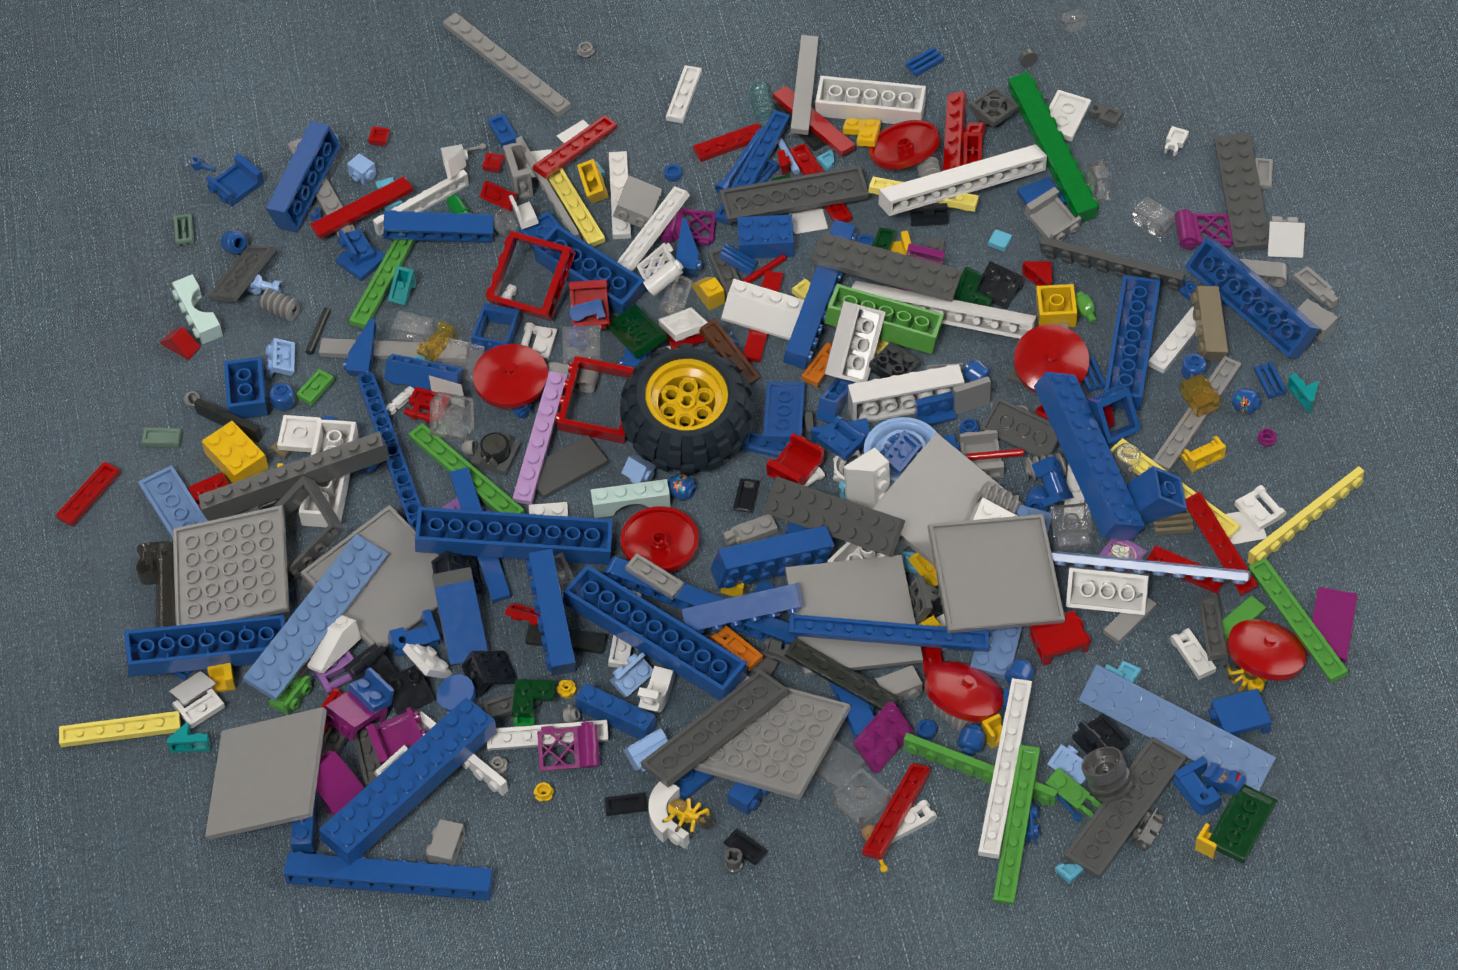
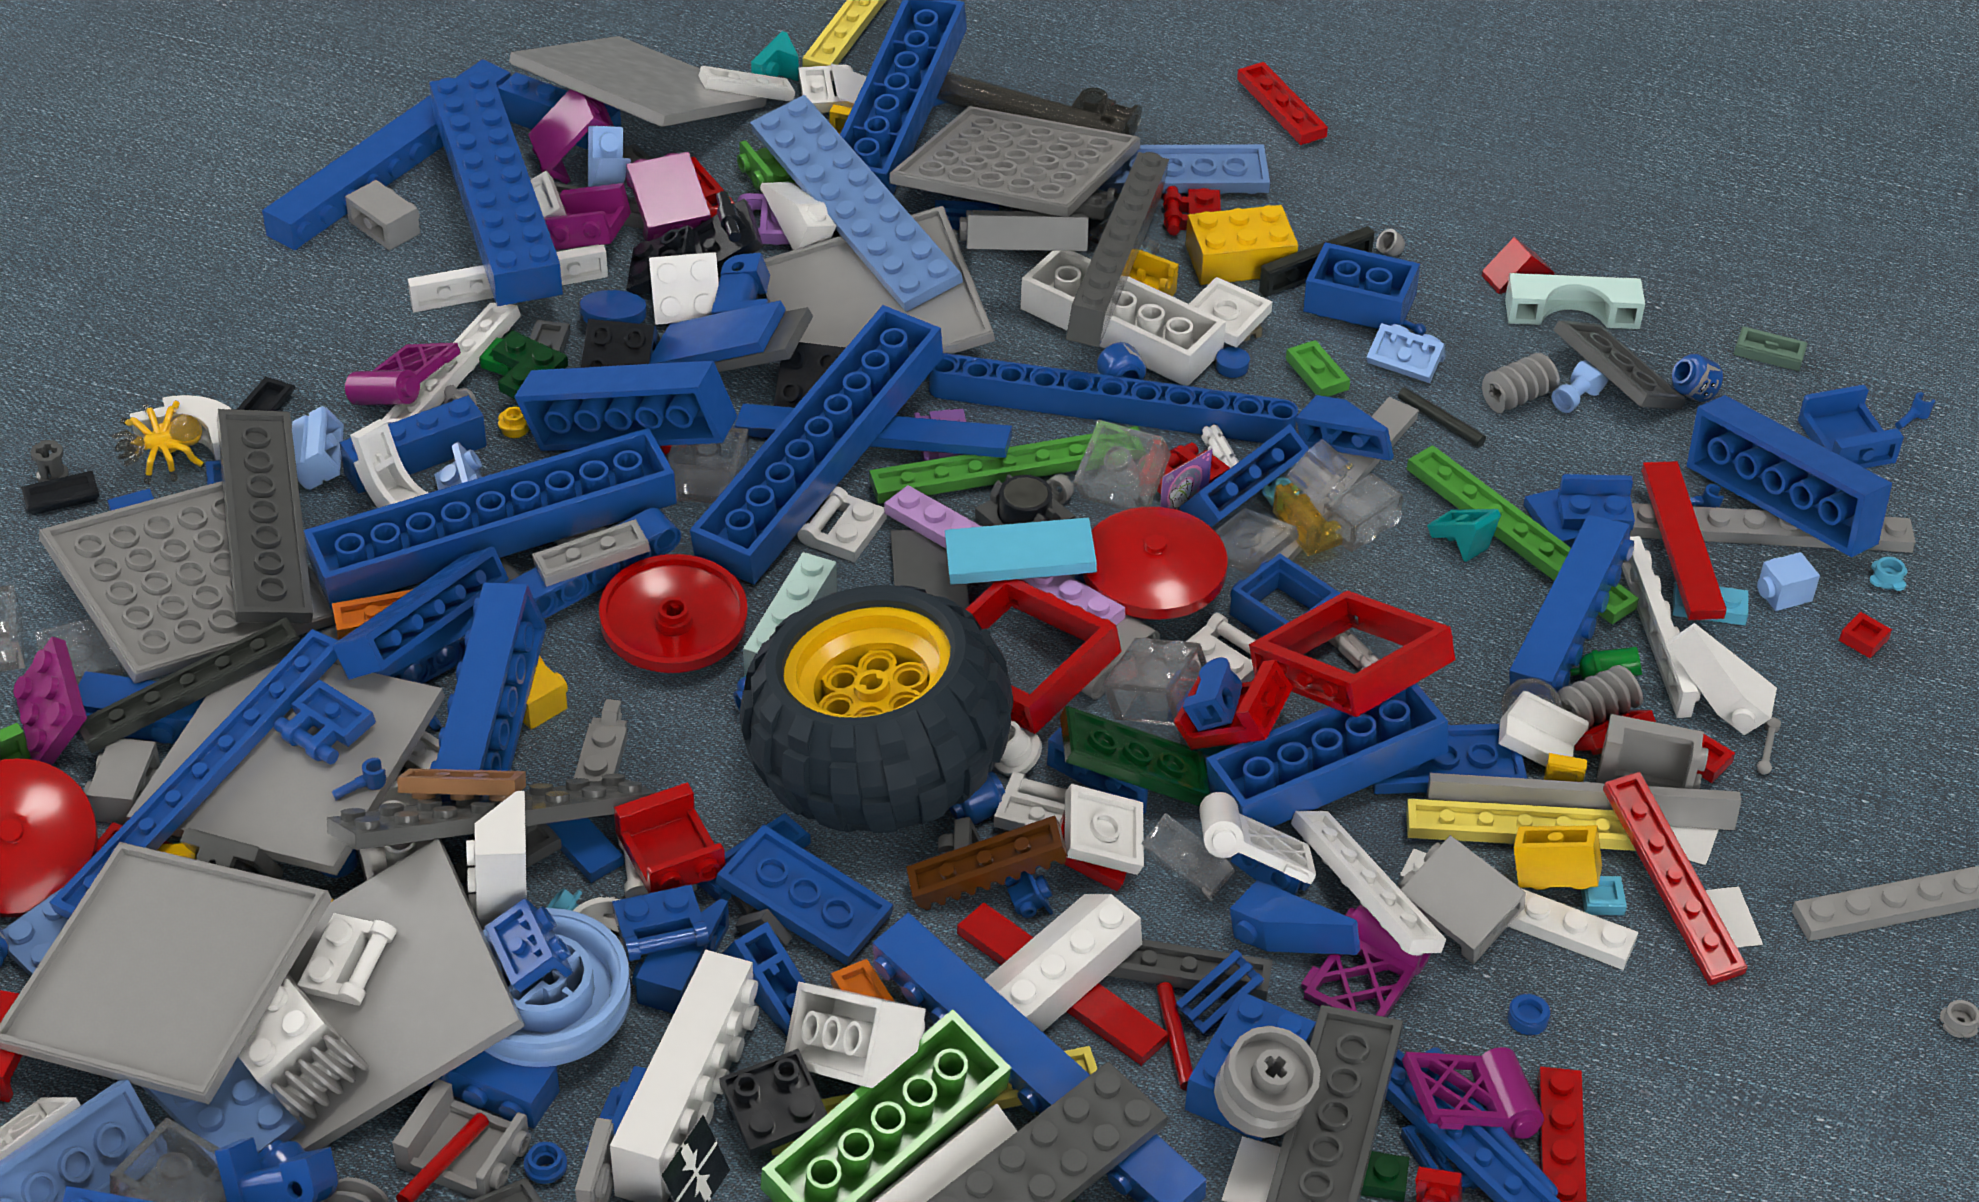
camera: 115 degrees right, 10 degrees down
(161, 437) = (1340, 201): sand green tile -> none
(224, 737) = (746, 83): none -> white tile
(282, 396) = (1318, 321): blue head -> none
(350, 747) = (606, 156): none -> light blue slope
(372, 691) = (677, 209): blue bracket -> none
(412, 336) = (1321, 472): none -> clear brick
(483, 203) = (1602, 695): none -> light grey piece
(501, 769) = (457, 310): light grey plate -> none
(502, 130) = (1787, 803): blue plate -> none
(536, 200) = (1565, 768): none -> yellow tile
(542, 419) = (1020, 551): none -> medium azure tile
(543, 787) = (367, 333): yellow plate -> none
(683, 94) = (1749, 1130): white tile -> none
(709, 292) = (1178, 919): yellow slope -> none
(726, 158) = (1498, 1086): none -> magenta piece
(745, 495) = (674, 769): black tile -> none
(787, 206) = (1267, 1081): none -> light grey wheel
(828, 597) = (332, 713): none -> blue plate
(834, 523) = (461, 783): none -> medium nougat plate
(850, 565) = (373, 778): none -> blue hand
(925, 509) = (338, 954): none -> white plate

